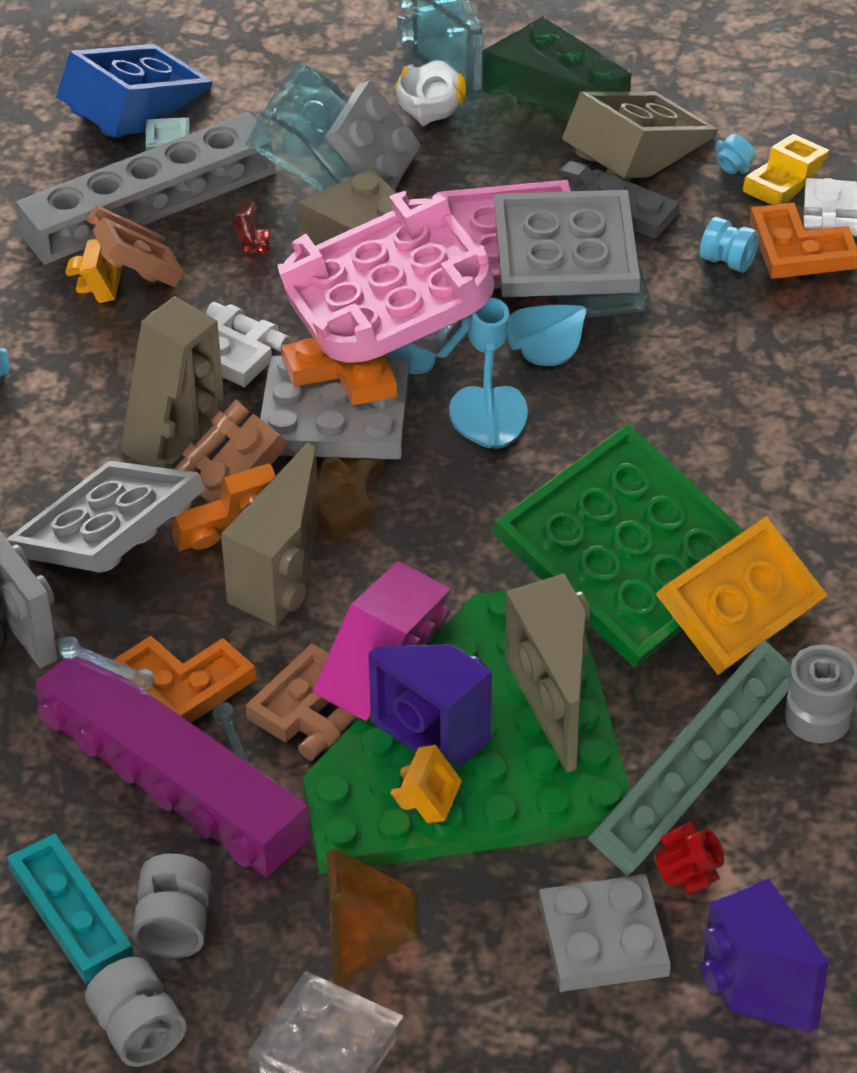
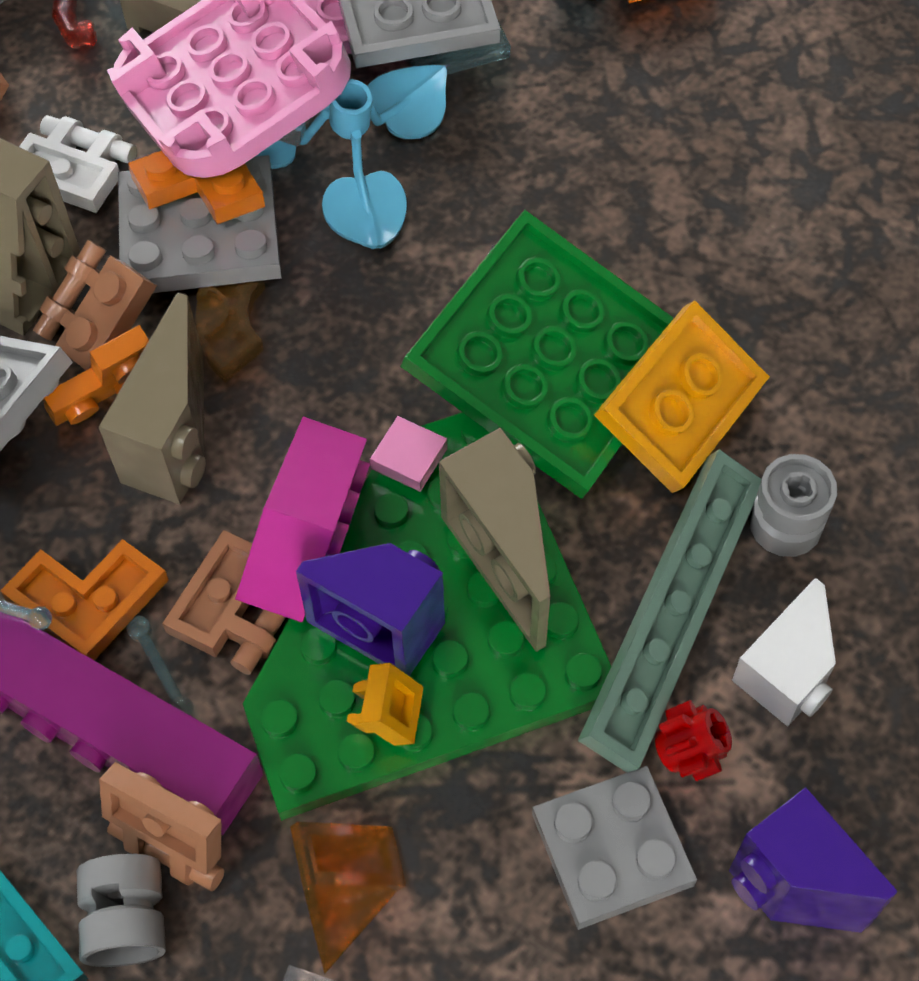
camera: 10 degrees left, 15 degrees up
(224, 842) = (162, 825): none -> nougat plate
(481, 605) = (408, 453): none -> bright pink tile
(790, 811) = (792, 658): none -> white slope

